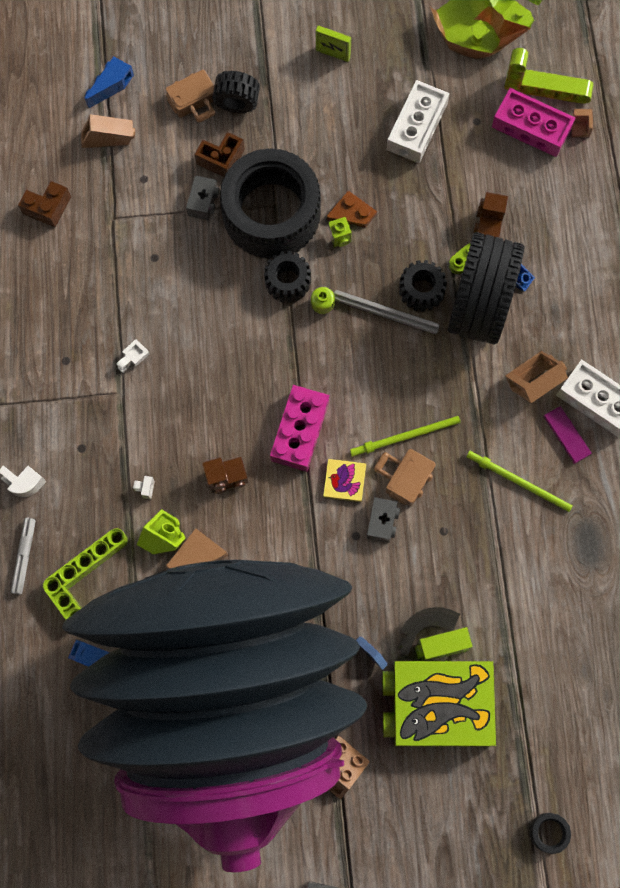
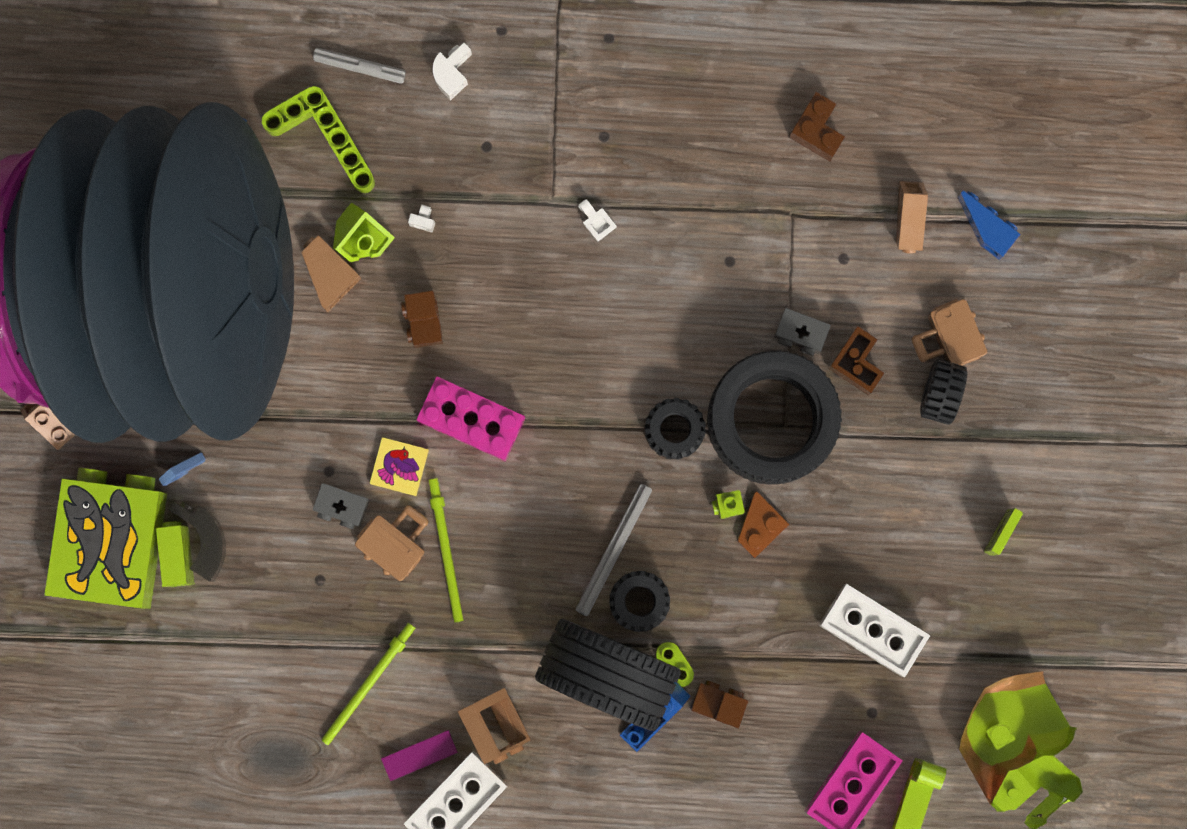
camera: 95 degrees right, 10 degrees up
(322, 300) = (630, 476): lime head -> none

